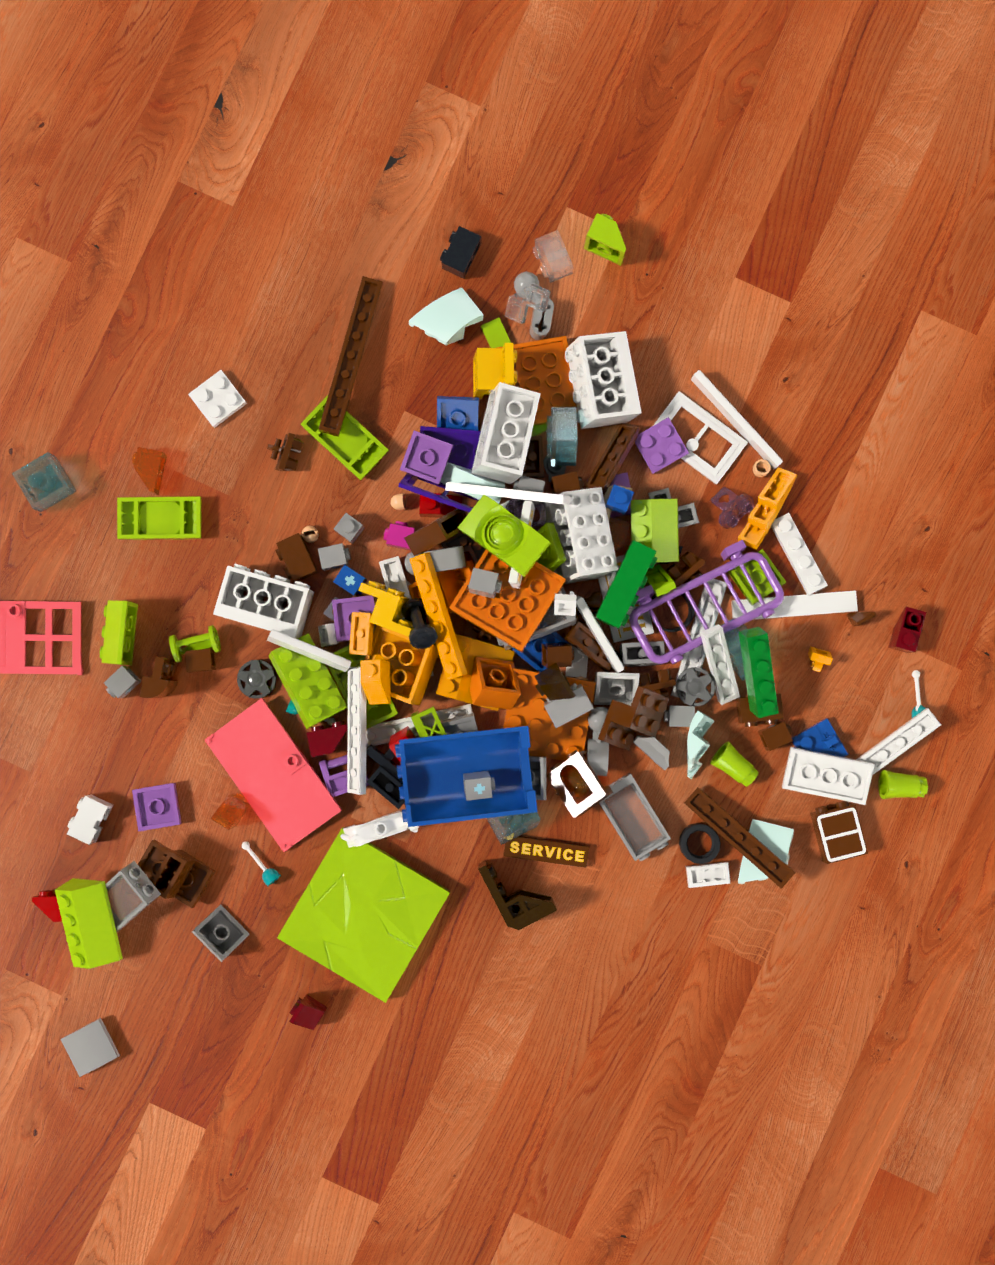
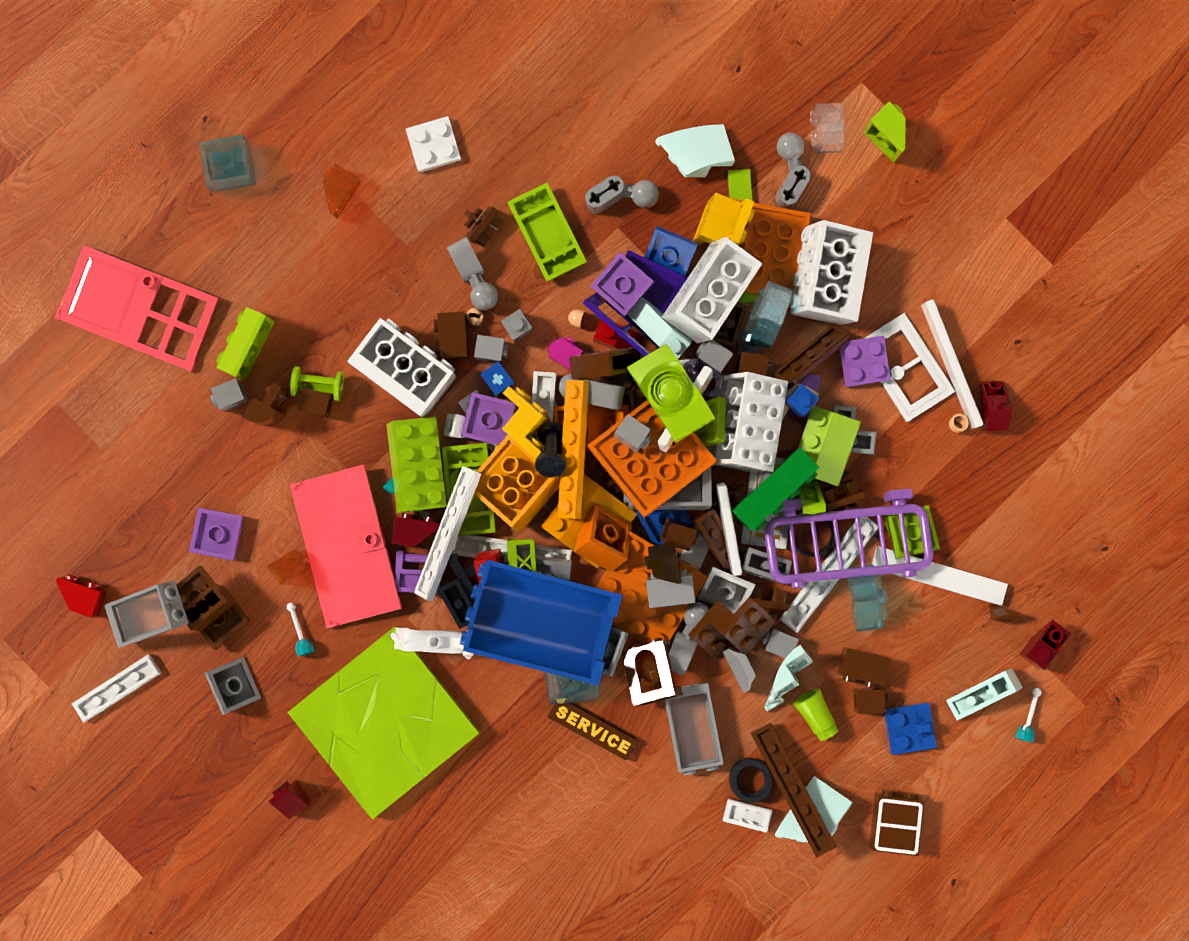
camera: 20 degrees right, 0 degrees up
(88, 818) = (139, 523): white brick -> none
(88, 923) = (104, 625): lime slope -> none
(90, 1047) = (58, 750): light grey slope -> none
(120, 973) = (116, 688): none -> white tile
(158, 518) = (329, 243): lime slope -> none
(256, 679) = (365, 443): dark grey wheel -> none
(309, 512) = (483, 295): none -> light grey beam
(309, 650) = (430, 434): white tile -> none
(350, 356) = (584, 152): reddish brown plate -> none
(361, 634) = (488, 438): light orange plate -> none
(376, 681) = (486, 491): light orange slope -> none
(415, 372) = (642, 193): none -> light grey beam
(460, 252) = (736, 88): black brick -> none
(478, 785) = (549, 636): light grey brick -> none
(509, 493) = (692, 352): white tile -> none
(531, 296) = (790, 160): clear tile -> none
(531, 905) = (556, 777): dark brown bracket -> none
(565, 604) = (706, 486): white tile -> none
(695, 686) = (807, 619): dark grey wheel -> none
(720, 664) = (840, 606): white plate -> none
(734, 509) = (914, 454): bracket -> none
(758, 672) = (876, 629): green brick -> none
(768, 506) = (949, 466): light orange slope -> none
(787, 441) = (995, 406): none -> dark red slope
(798, 554) = (963, 524): white plate -> none
(819, 658) = (944, 638): light orange tile -> none
(828, 775) = (907, 761): white tile -> none
(871, 692) = (984, 693): none -> light aqua slope
(901, 740) = (972, 760): white tile -> none
(901, 785) = (978, 799): lime plant -> none

